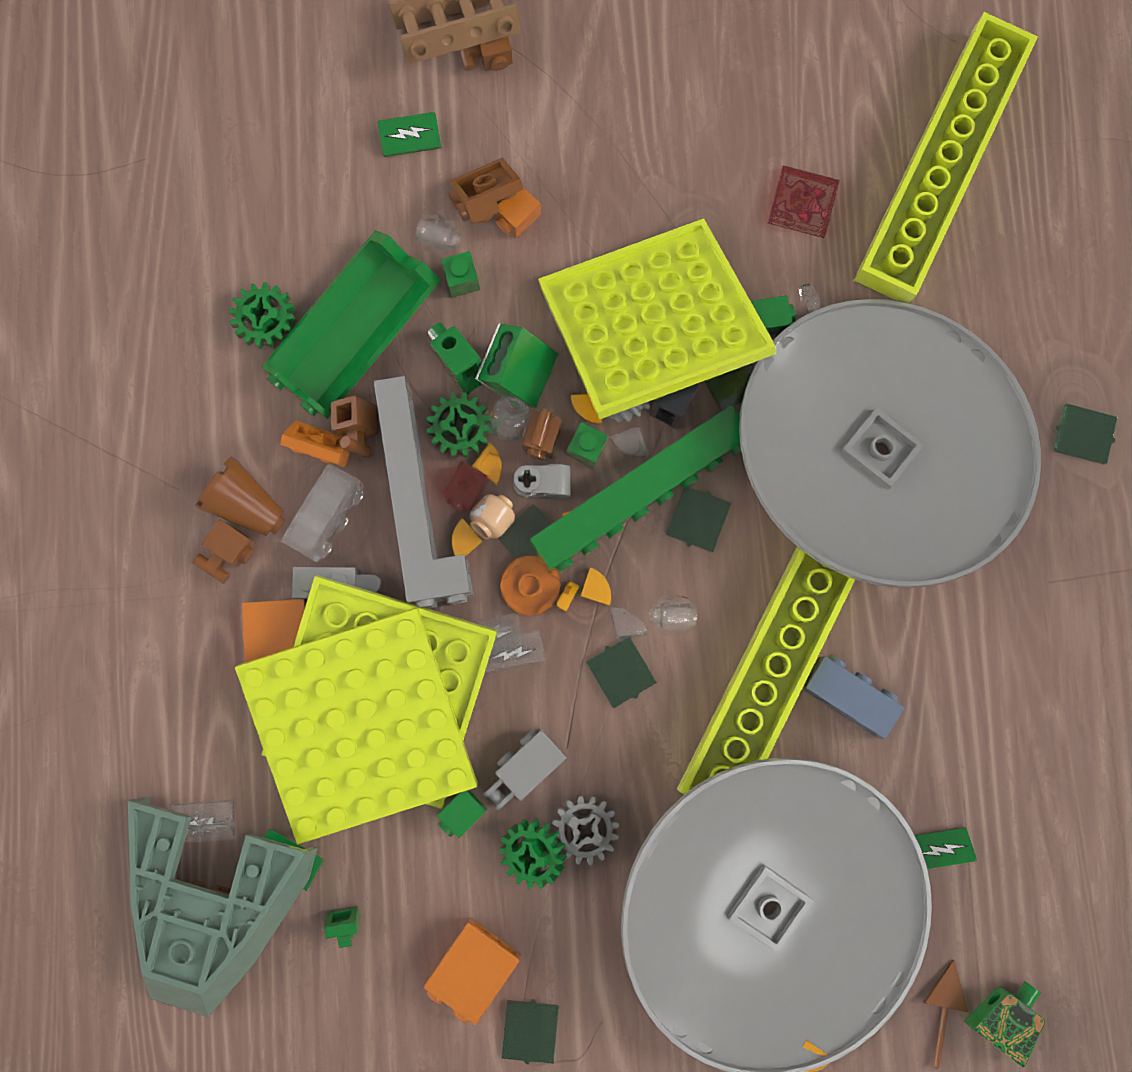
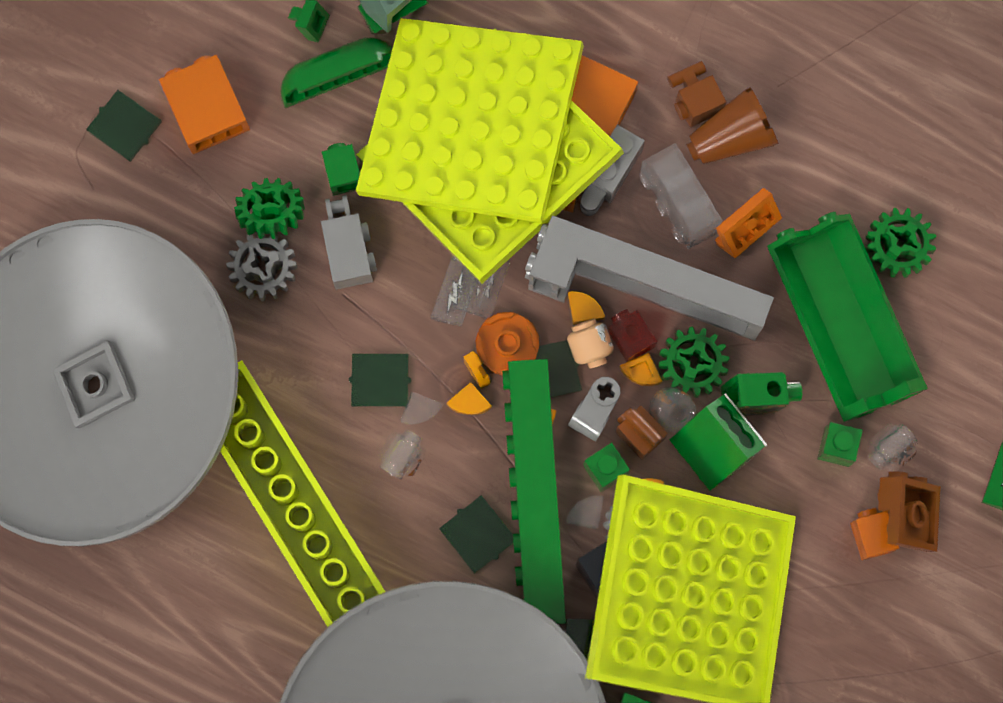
camera: 125 degrees right, 5 degrees down
(354, 420) = (751, 267): dark orange brick -> none
(374, 875) = (334, 69): none -> green brick
(853, 696) = (229, 574): sand blue brick -> none
(946, 847) = (45, 573): green slope -> none

